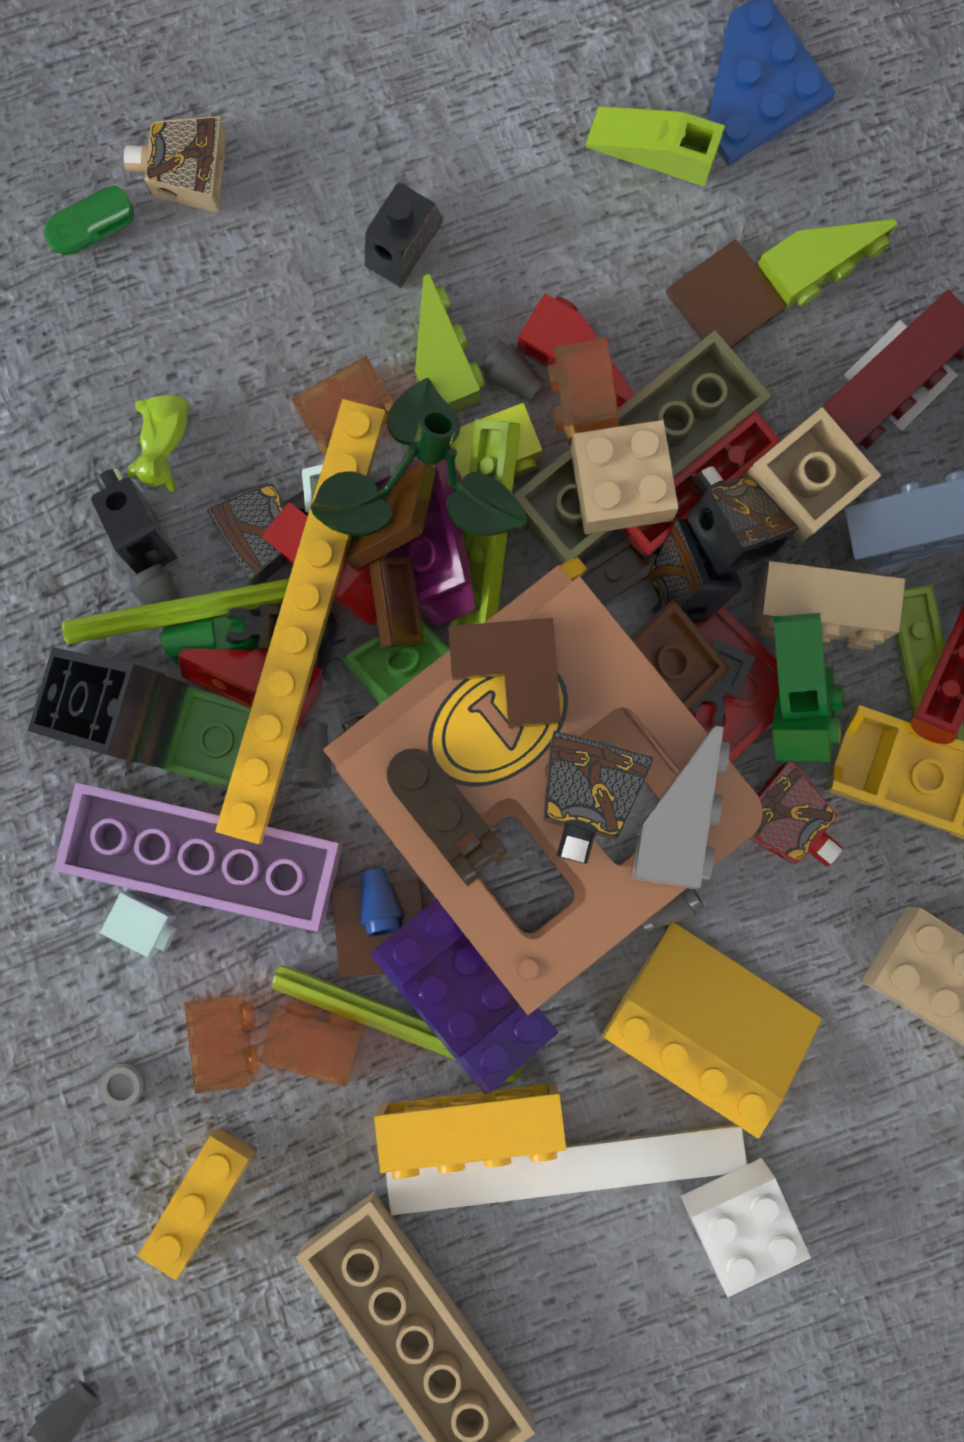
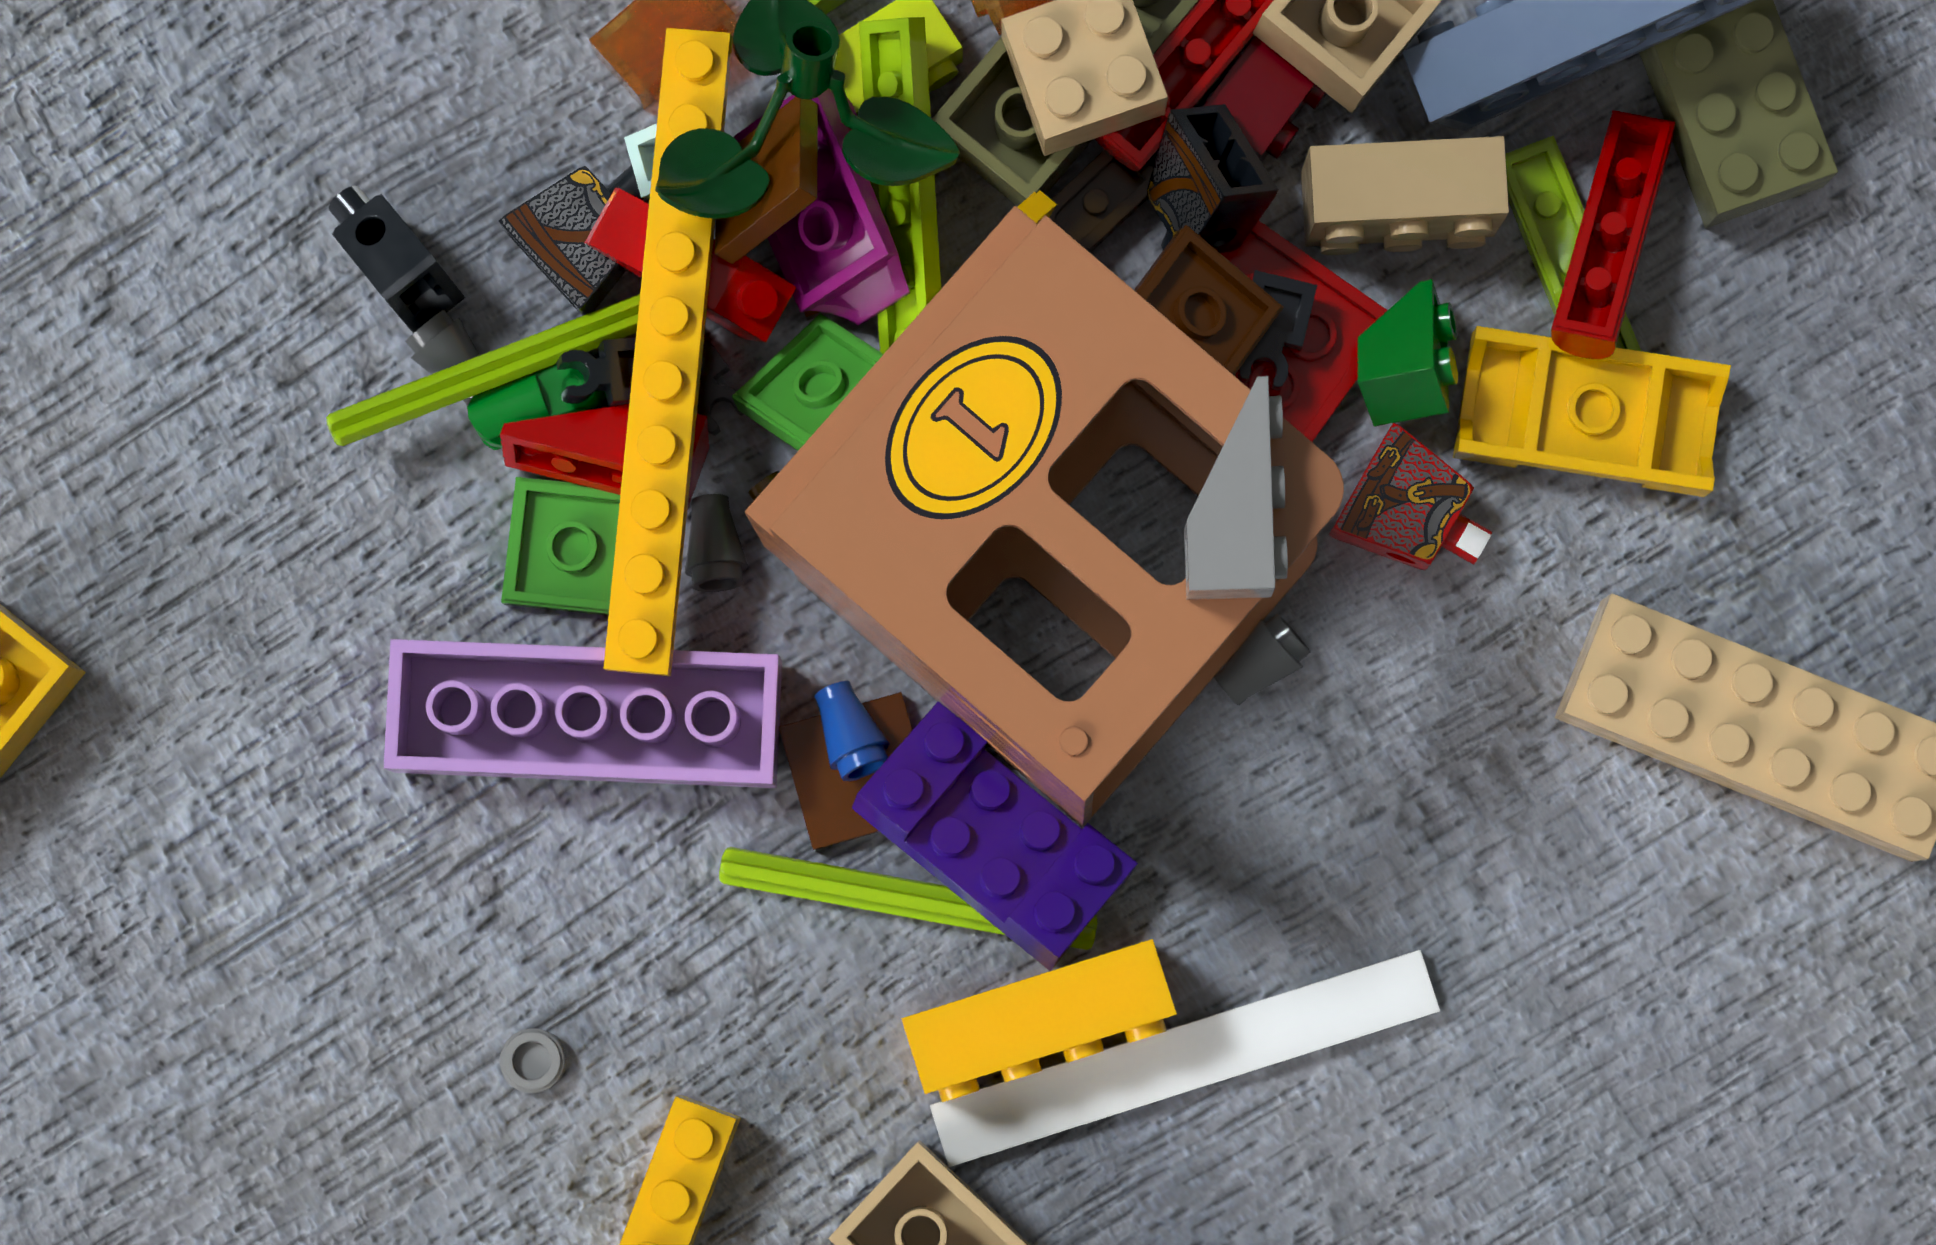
camera: 10 degrees left, 0 degrees up
(108, 707) = (411, 524): black brick -> none
(139, 925) = (516, 827): light aqua brick -> none
(161, 432) = (410, 119): lime animal -> none
(221, 1042) = (664, 969): clear orange brick -> none
(312, 1044) = (793, 948): clear orange brick -> none
(396, 602) = (795, 301): reddish brown tile -> none
(442, 812) = (923, 557): dark brown plate -> none
(522, 654) = (981, 330): reddish brown tile -> none
(590, 791) = (1110, 492): torso -> none
(713, 1029) = (1354, 821): yellow slope -> none
(737, 521) = (1255, 99): black torso -> none
(745, 1227) = (1448, 1084): white brick -> none
(801, 666) = (1381, 285): green slope -> none

